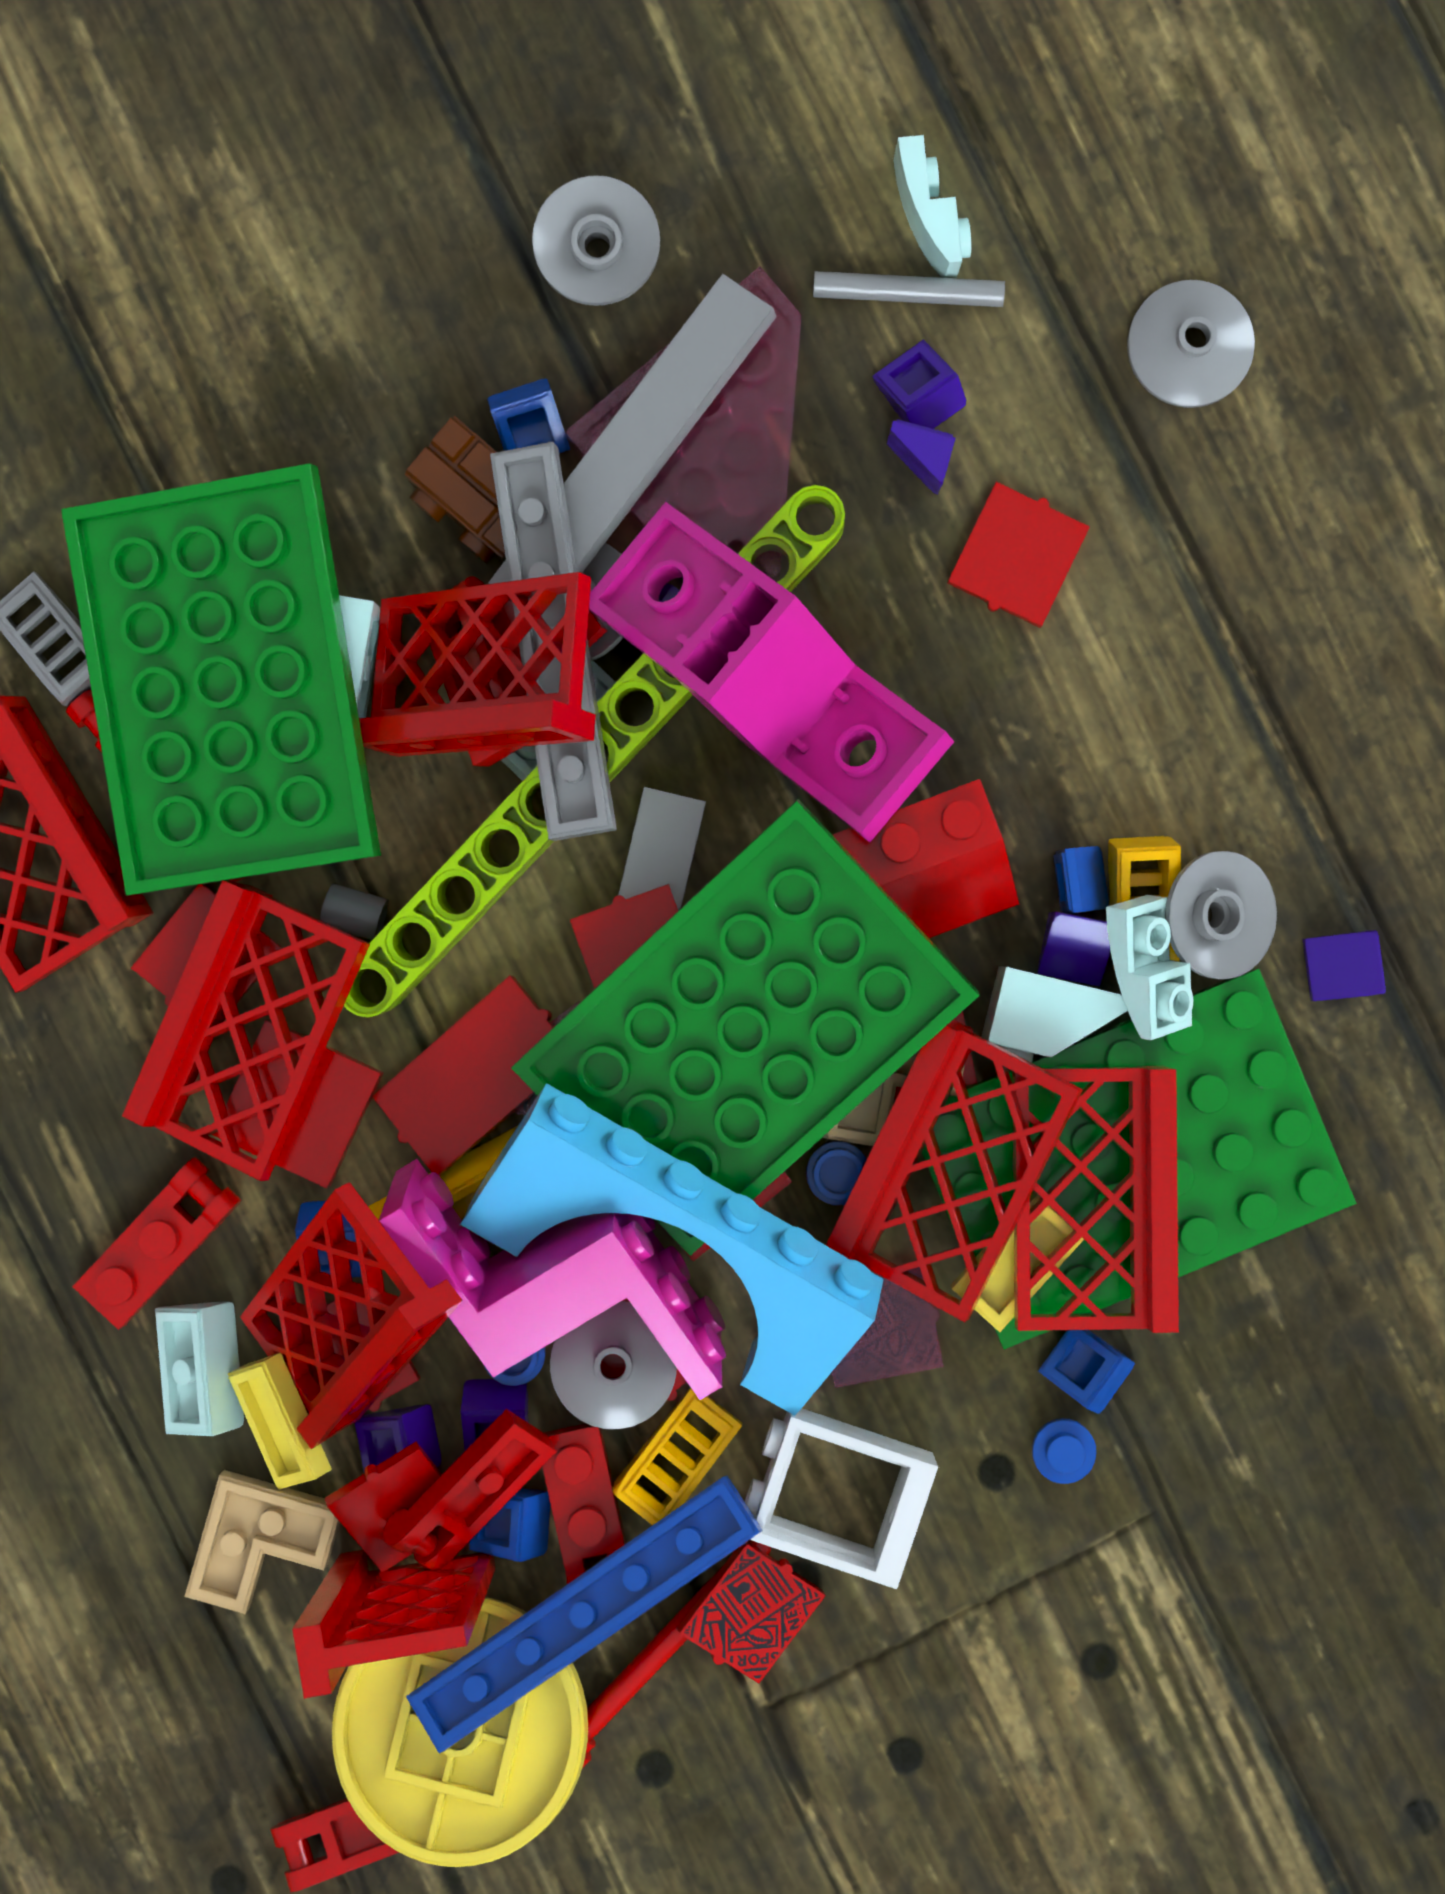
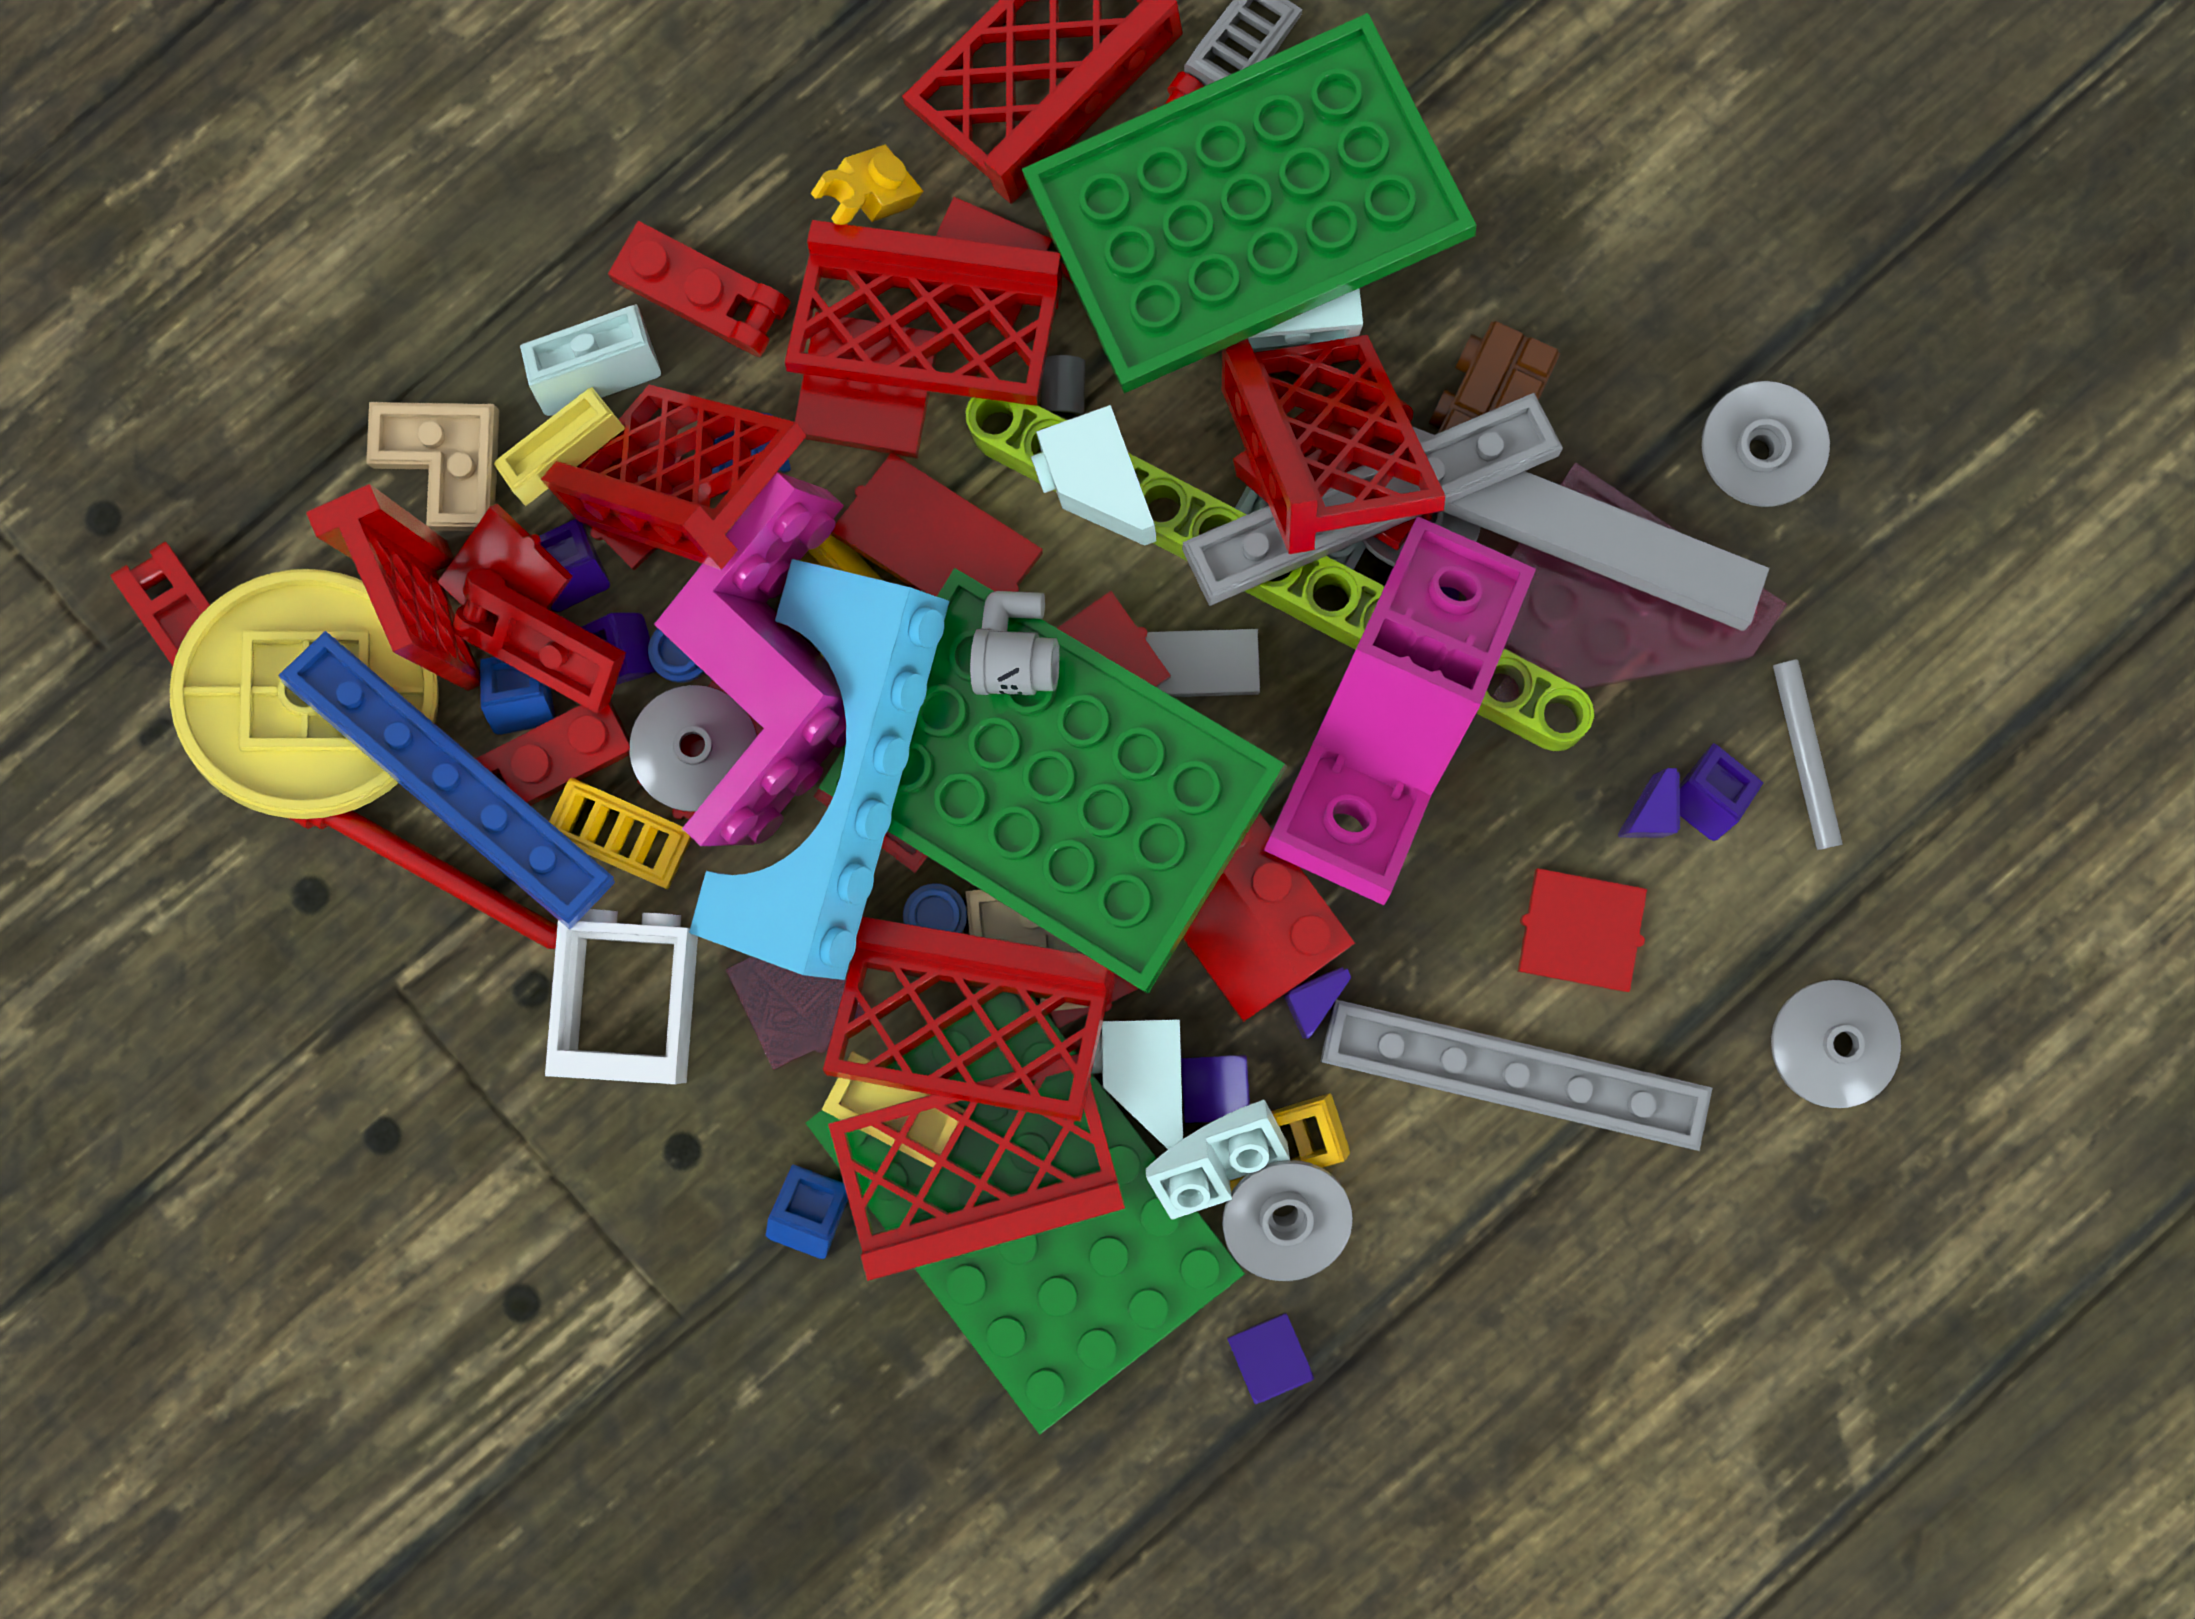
camera: 80 degrees right, 5 degrees down
(96, 1048) = (869, 181): none -> yellow plate
(456, 907) = (1094, 474): none -> light aqua slope
(528, 417) = (1580, 427): blue slope -> none
(622, 1037) = (1012, 660): none -> light grey piece
(751, 1611) = (487, 945): red piece -> none
(933, 221) = (1881, 758): light aqua slope -> none
(1018, 828) = (1315, 998): none -> dark purple slope
(1064, 1451) = (720, 1209): blue plate -> none
(1081, 879) = (1285, 1076): blue slope -> none
(1139, 657) = (1516, 1075): none -> light grey tile

